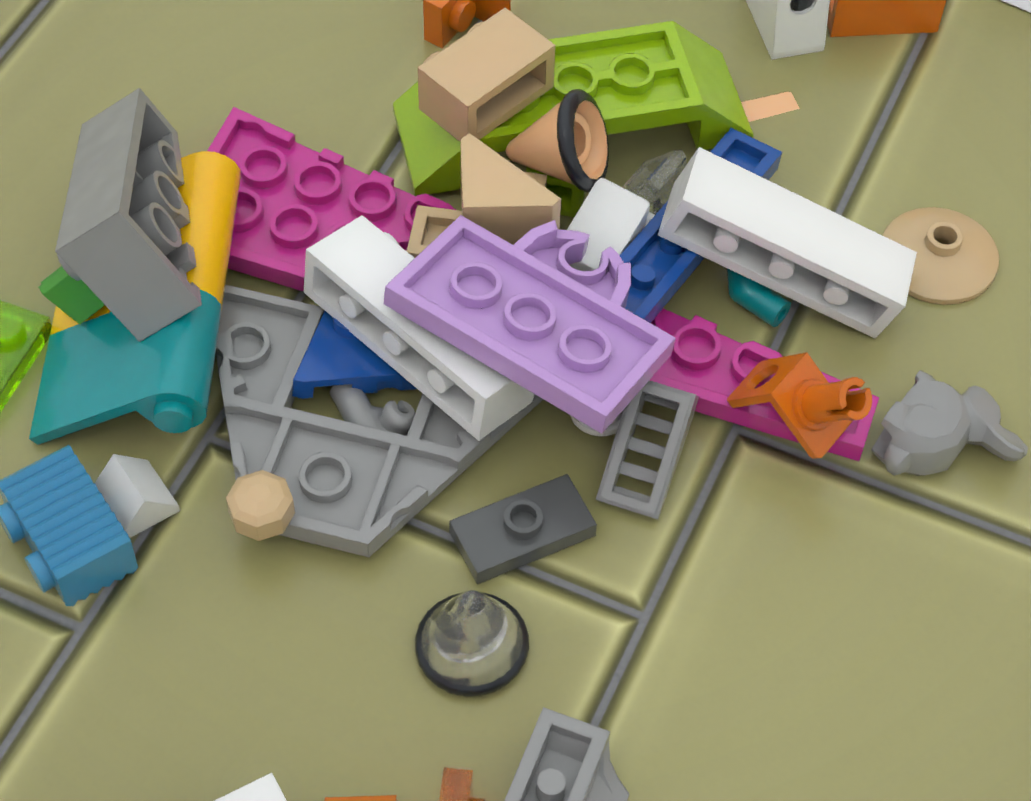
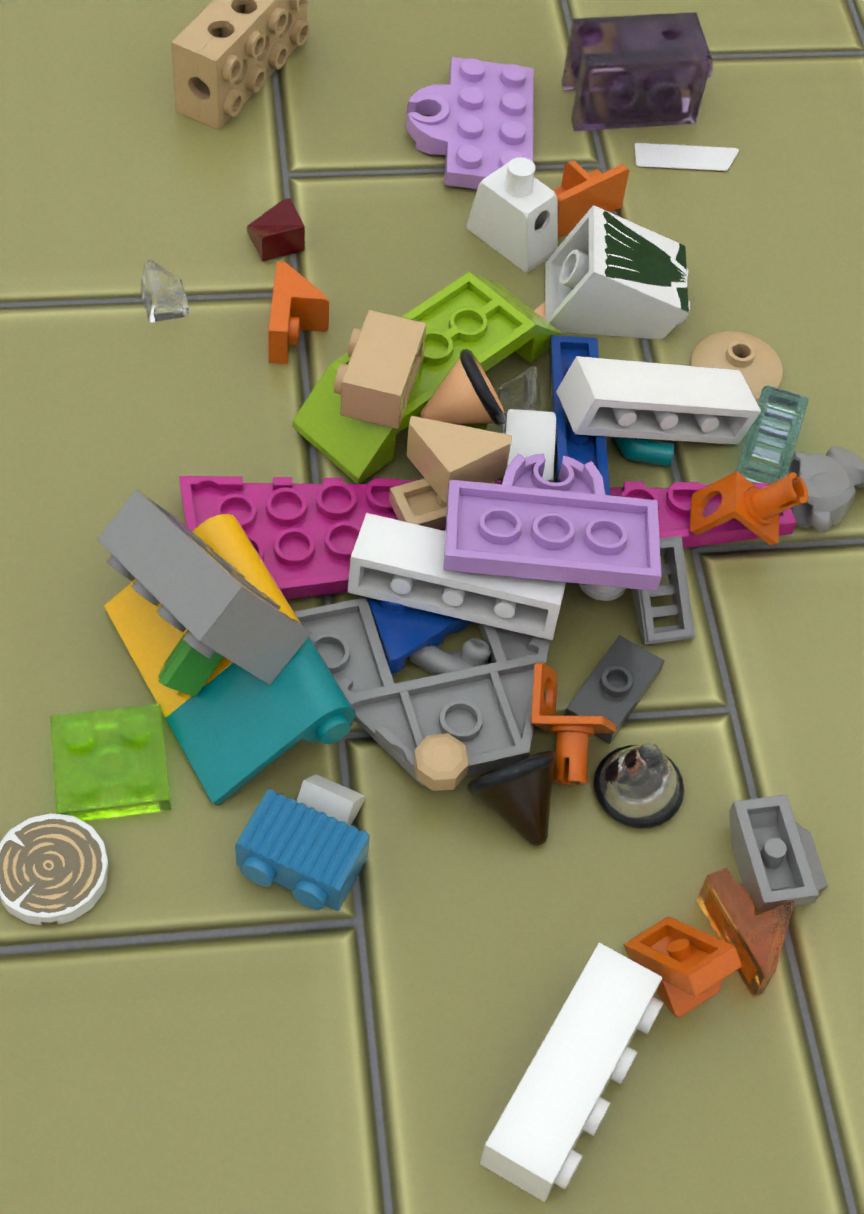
camera: 35 degrees left, 0 degrees up
(326, 582) = (521, 794): none -> dark brown hat
(426, 546) = (570, 731): none -> orange bracket
(857, 102) = (616, 280): none -> white slope
(936, 315) = (779, 410): none -> clear light blue slope

